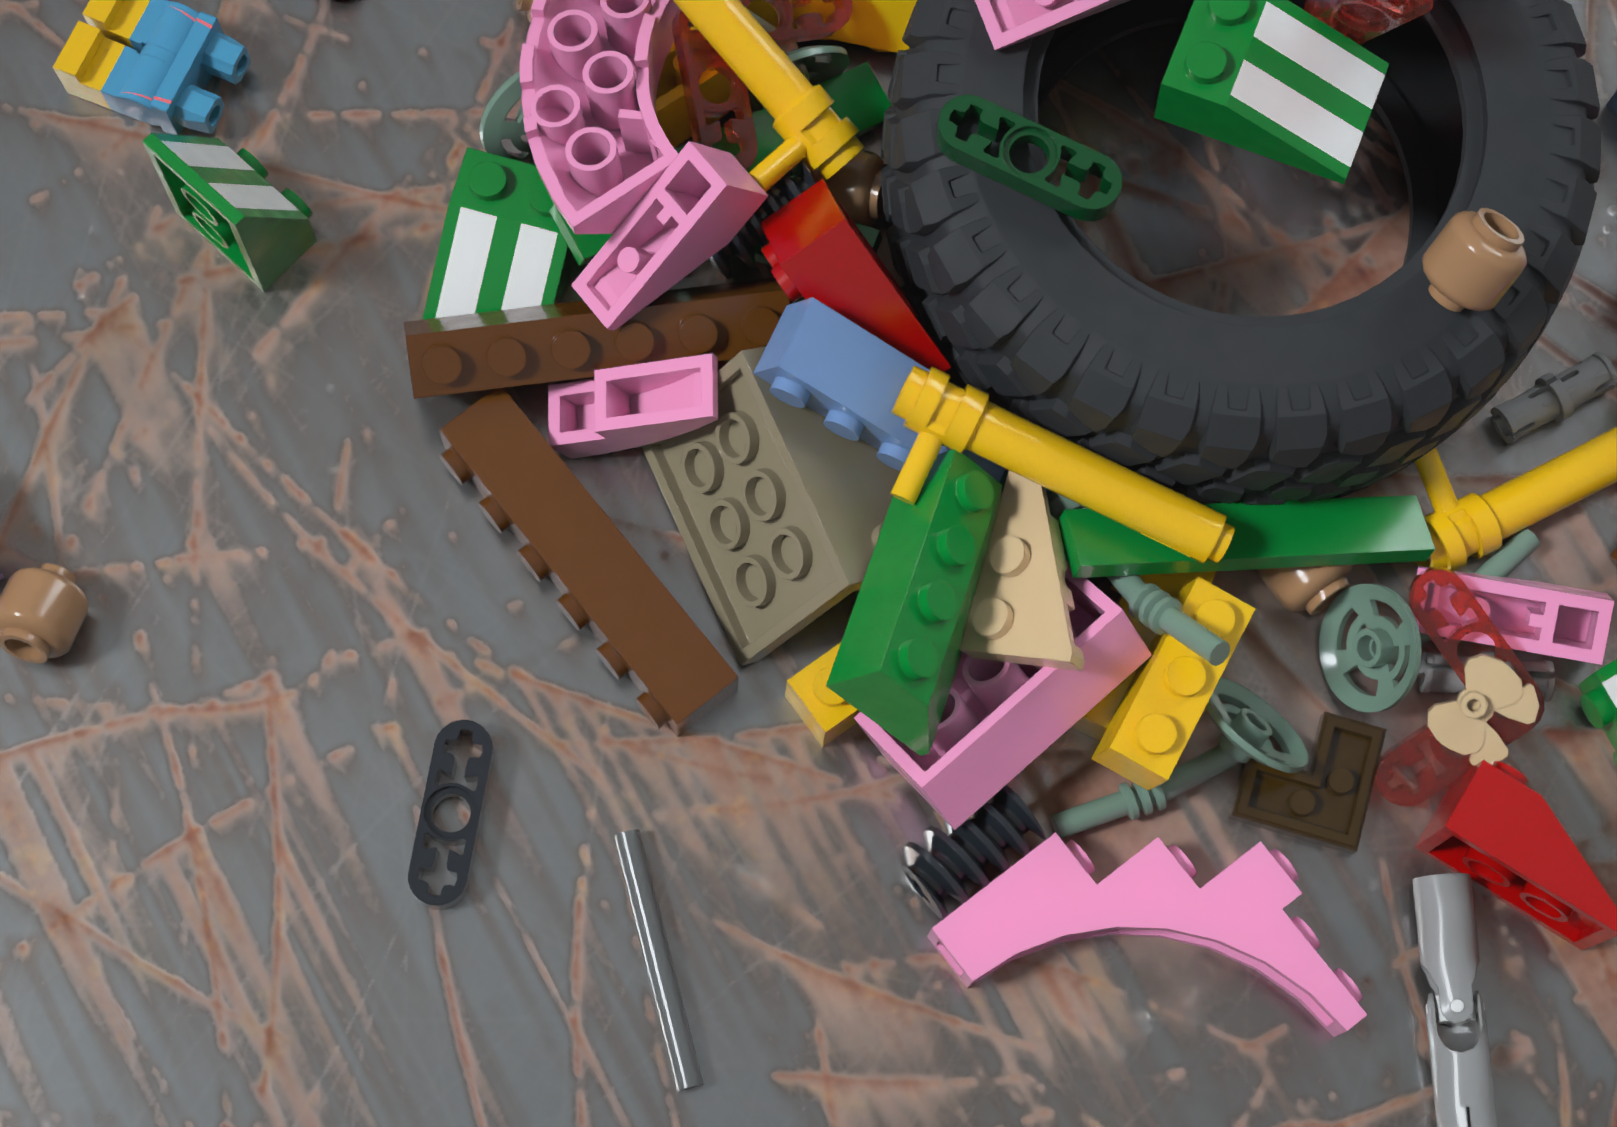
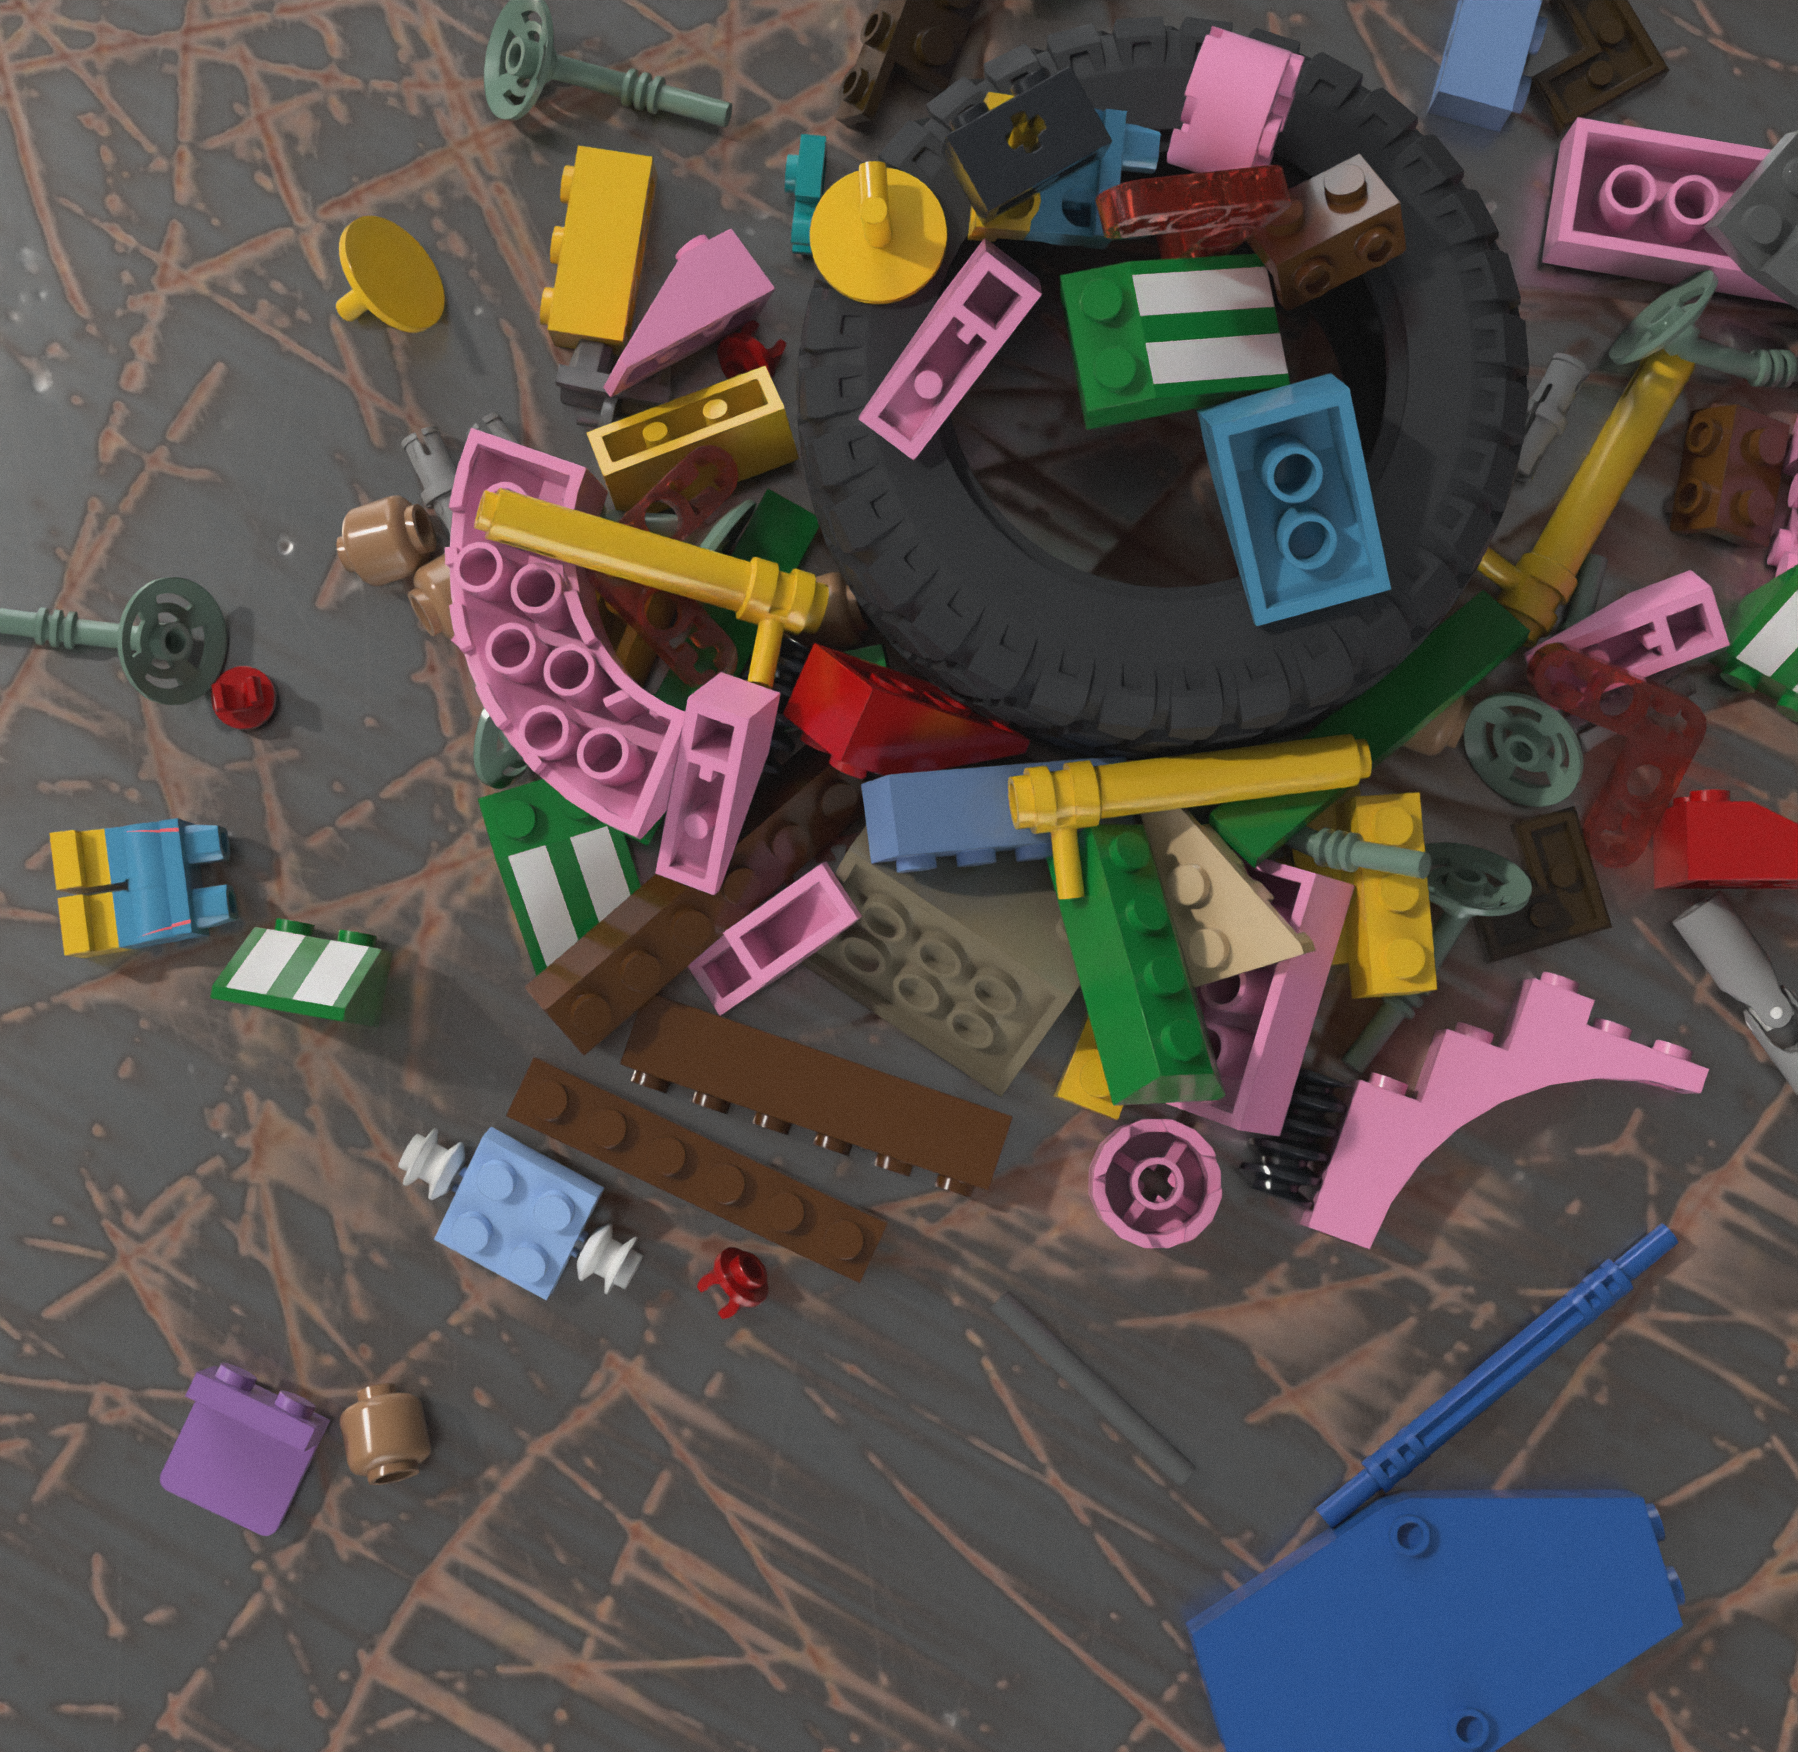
camera: 25 degrees left, 10 degrees up
(275, 503) = (519, 1212): none -> light blue plate
(422, 674) = (741, 1278): none -> red plate
(445, 764) = (876, 1417): black beam -> none
(448, 560) = (697, 1168): none -> reddish brown brick
(840, 777) = (1189, 1173): none -> bright pink brick
(1081, 159) = (1059, 553): dark green beam -> none
(1292, 266) = (1295, 497): none -> dark azure slope
(1452, 76) = (1331, 232): none -> reddish brown bracket
(1474, 260) = (1451, 399): medium nougat head -> none
(1488, 688) = (1650, 729): tan piece -> none

